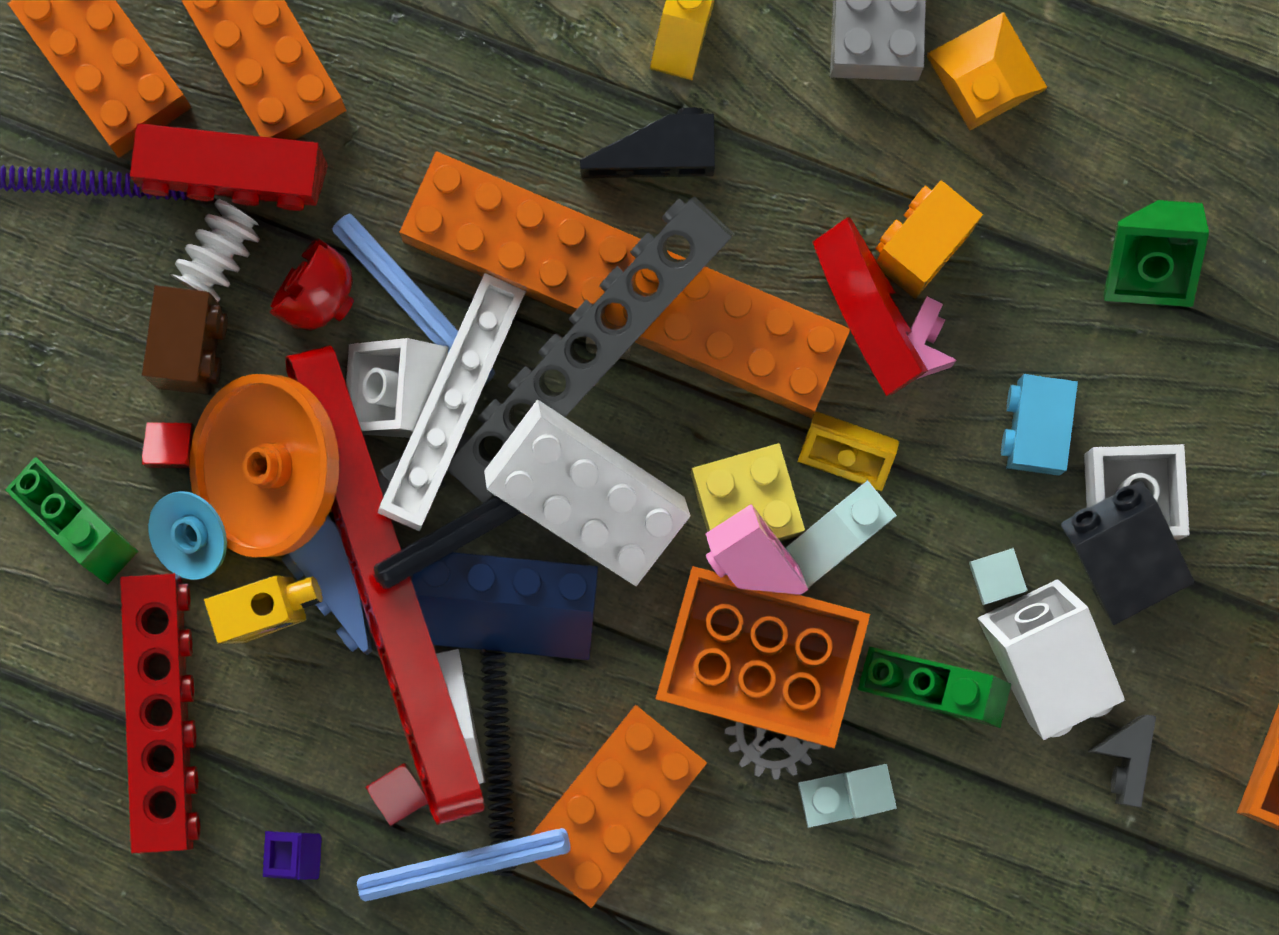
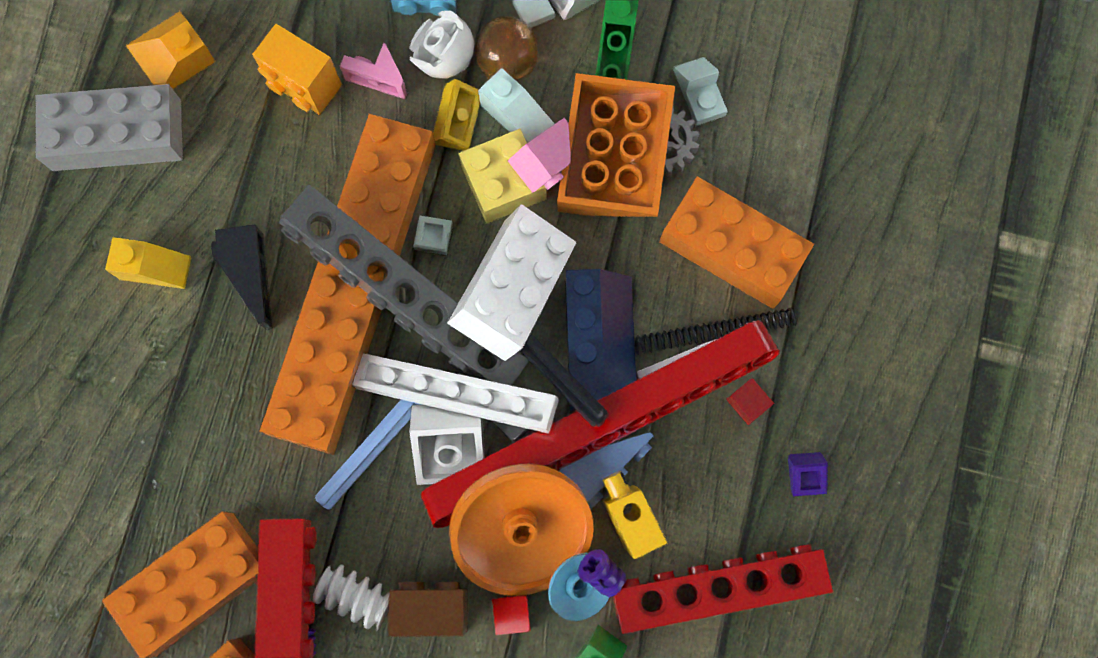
camera: 95 degrees left, 5 degrees down
(197, 560) = (601, 572): none -> dark purple bush
(315, 289) = (377, 513): red cylinder -> none
(464, 864) = (798, 339): light blue axle -> none
(681, 400) = (433, 235): none -> light aqua tile
(868, 307) = (351, 106): red slope -> none
(937, 530) = (506, 45): none -> clear orange cylinder
(943, 439) = (443, 46): none -> white cylinder

